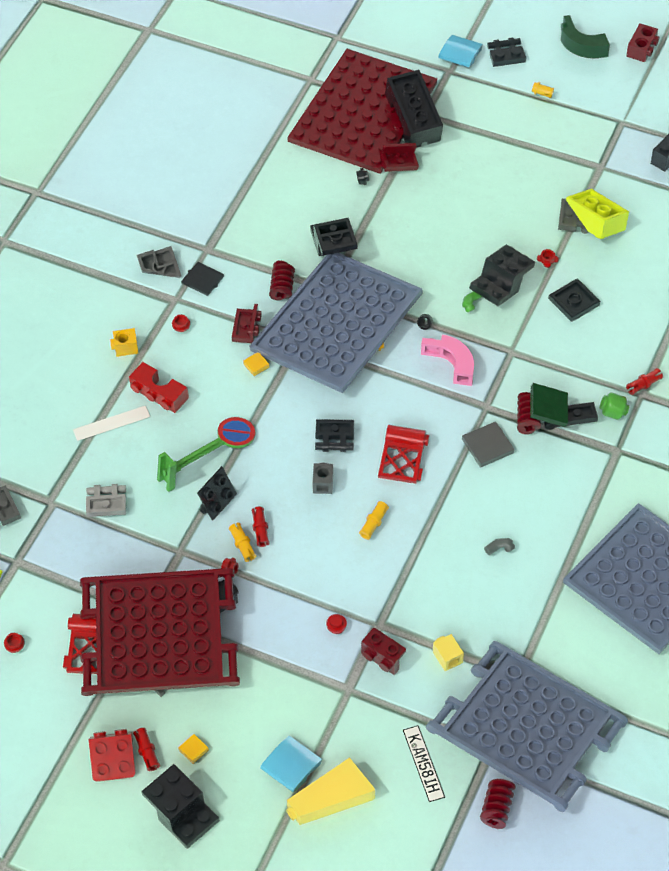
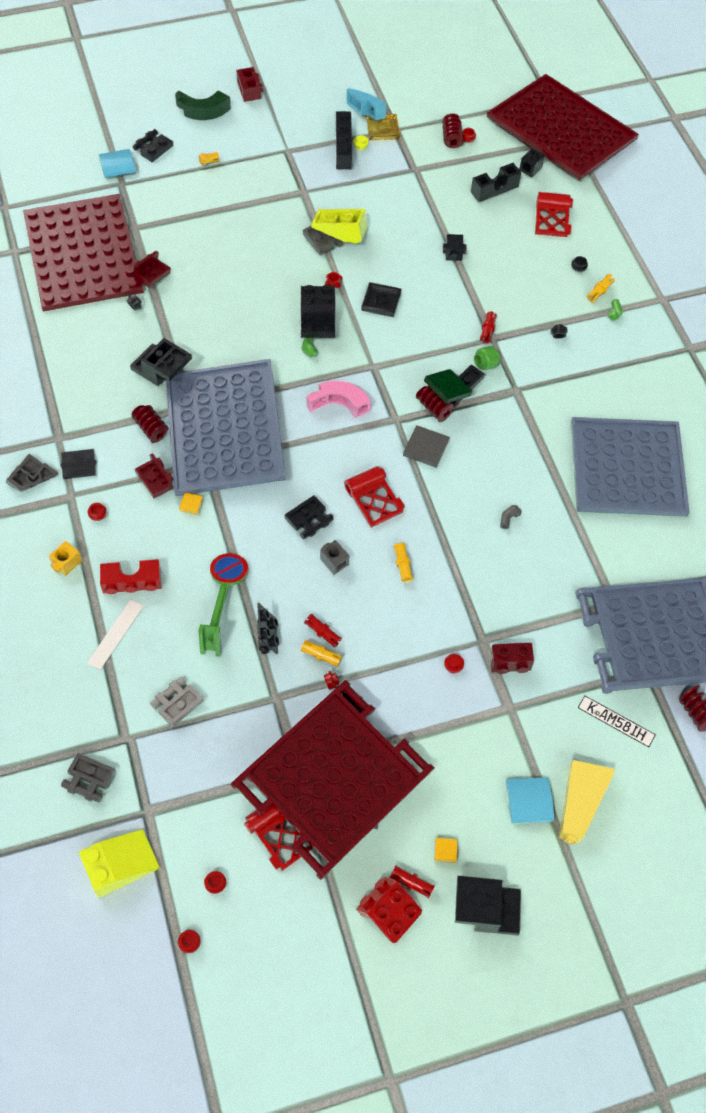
camera: 45 degrees left, 5 degrees up
(414, 108) = (130, 223): black piece -> none
(421, 321) = (295, 383): black hinge -> none
(447, 652) = (554, 623): light yellow brick -> none

